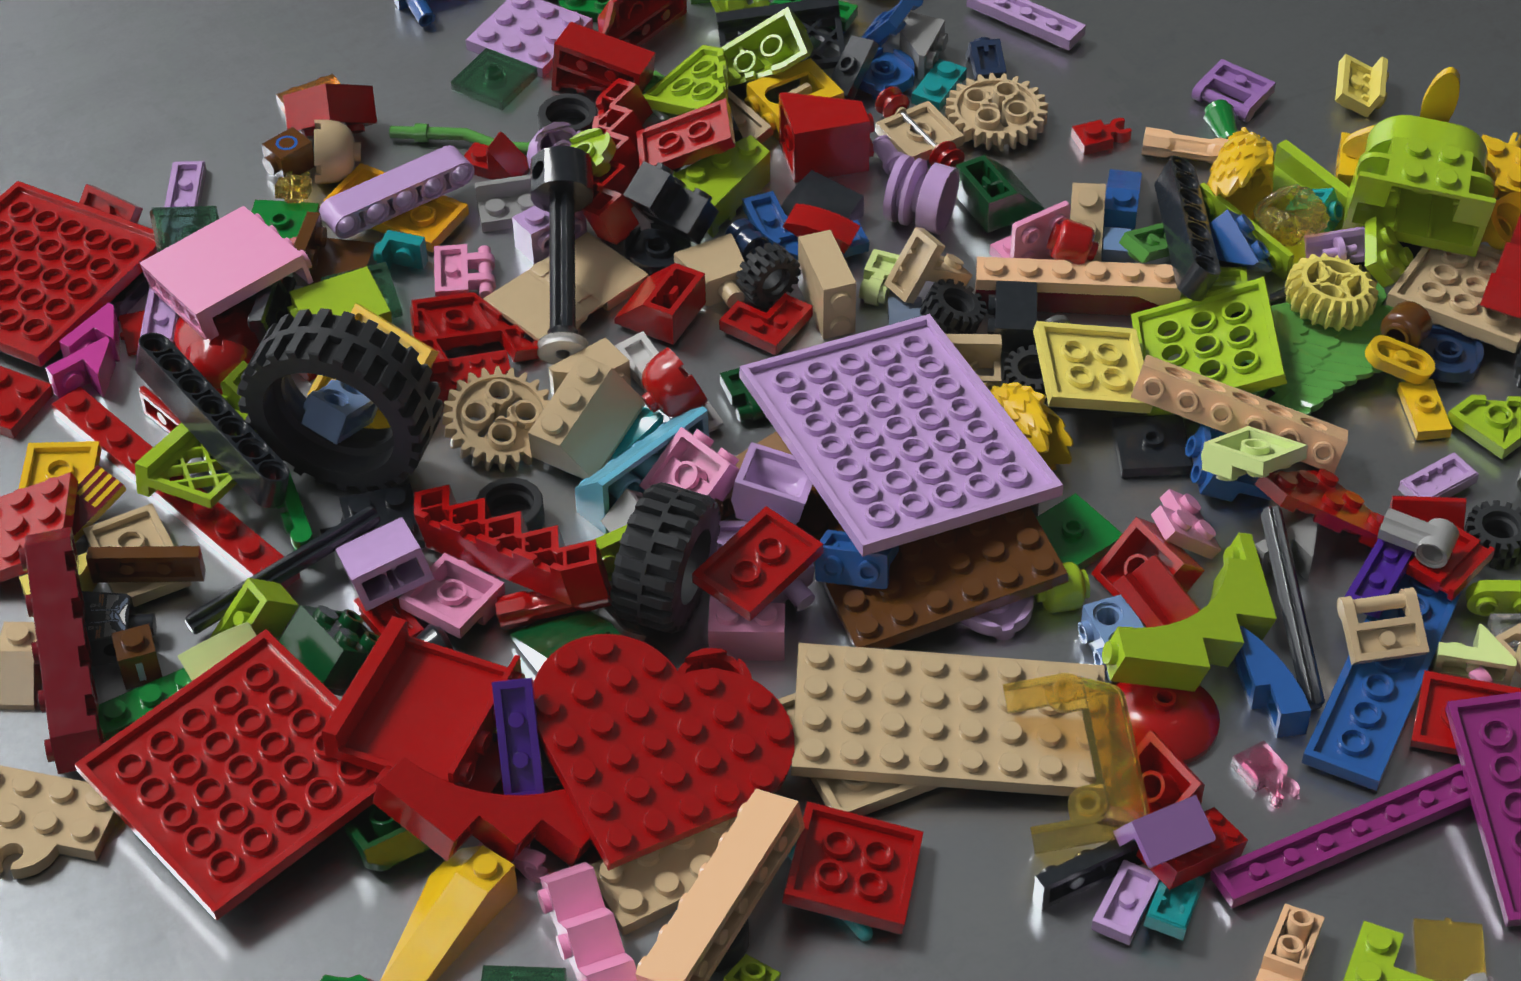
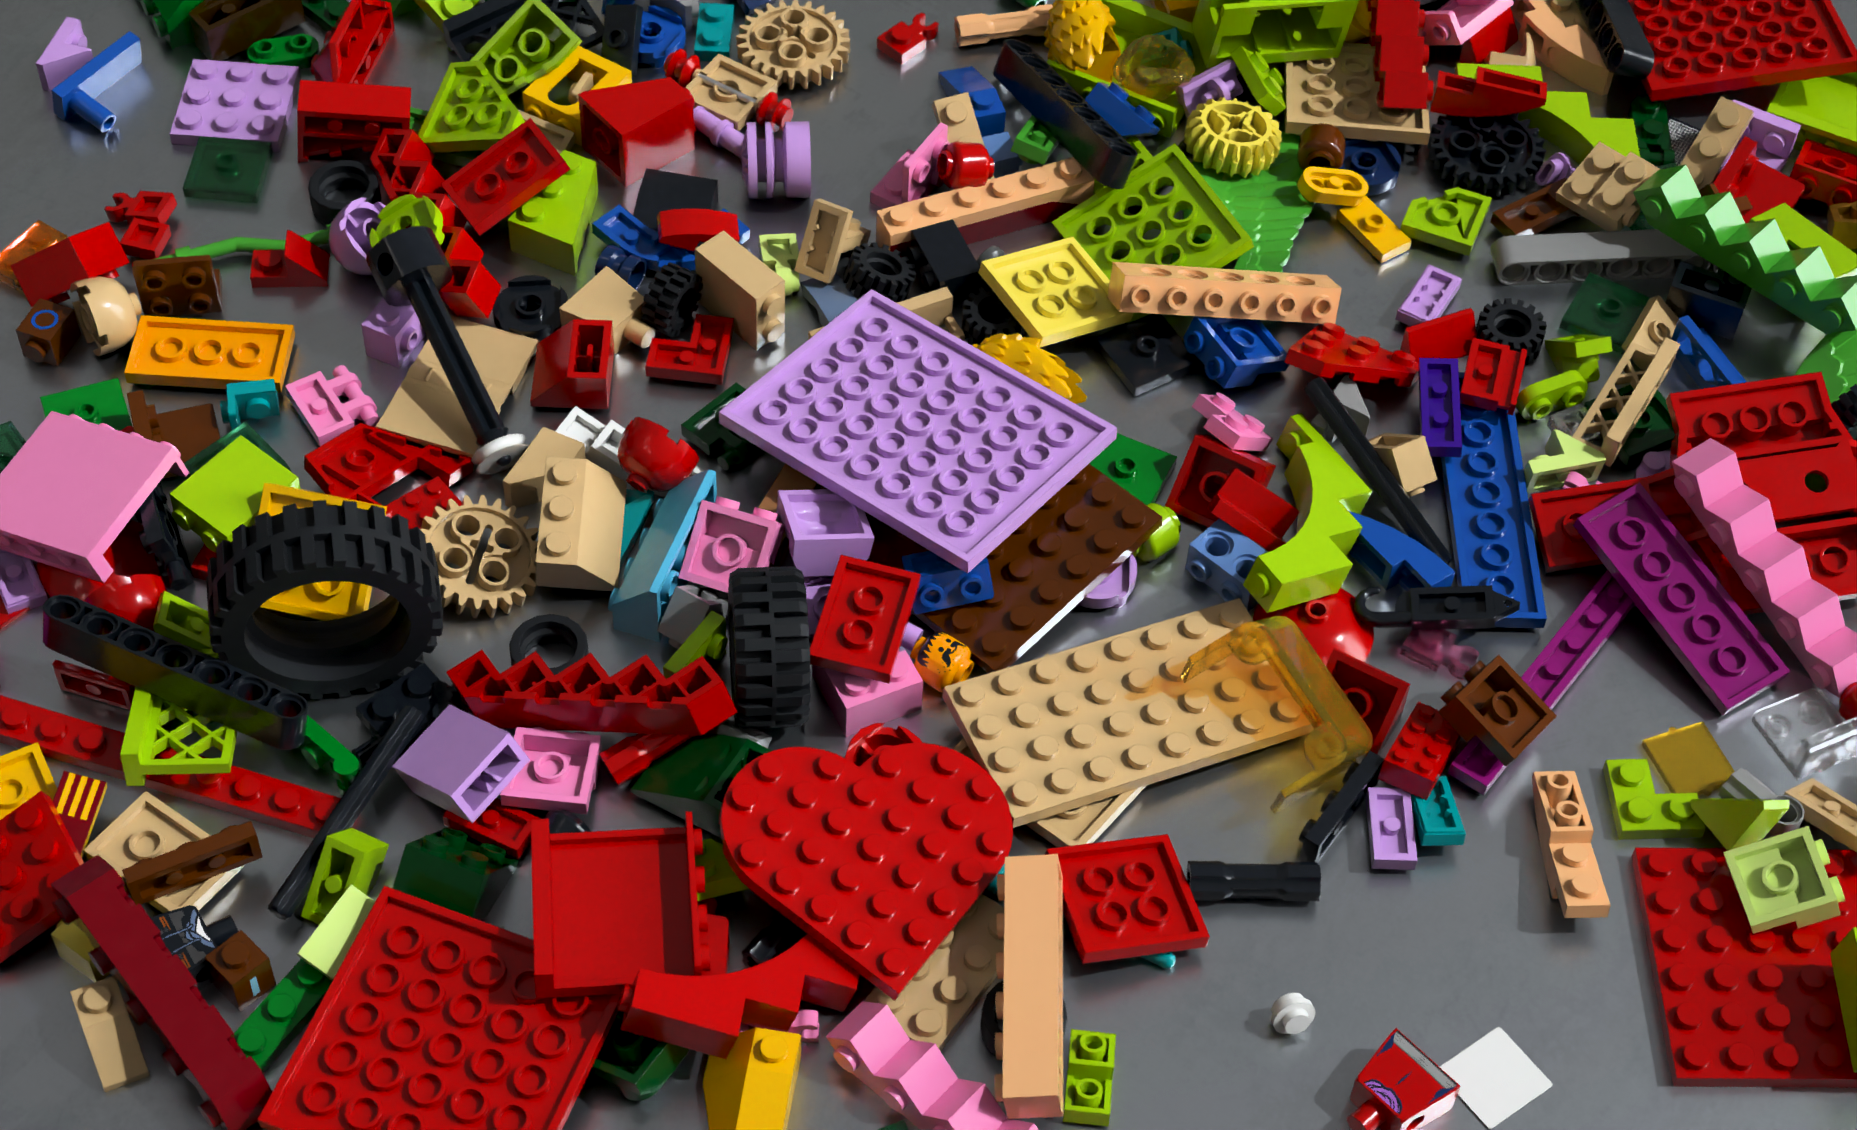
camera: 30 degrees left, 5 degrees up
(293, 187) = (81, 368): clear yellow plate -> none
(337, 411) = (309, 613): medium blue brick -> none
(393, 143) = (178, 286): none -> reddish brown bracket
(396, 192) = (210, 337): lavender beam -> none
(400, 109) = (145, 238): none -> red plate
(413, 90) = (146, 205): none -> red plate
(501, 200) = (334, 308): light grey bracket -> none
(518, 737) = (738, 899): dark purple plate -> none
(669, 204) = (534, 257): black brick -> none
(817, 623) = (942, 660): none -> light orange head
(994, 194) = (847, 137): dark green slope -> none
(1001, 907) = (1277, 881): none -> black axle
(1168, 831) = (1405, 743): medium lavender panel -> none
(1250, 453) = (1268, 329): yellowish green plate -> none
(1273, 835) = (1496, 709): none -> reddish brown plate
(1278, 735) = (1439, 608): none -> black plate
(1321, 606) = (1407, 460): none -> tan slope
(1383, 638) = (1481, 474): tan plate -> none
(1429, 540) = (1474, 361): light grey piece -> none

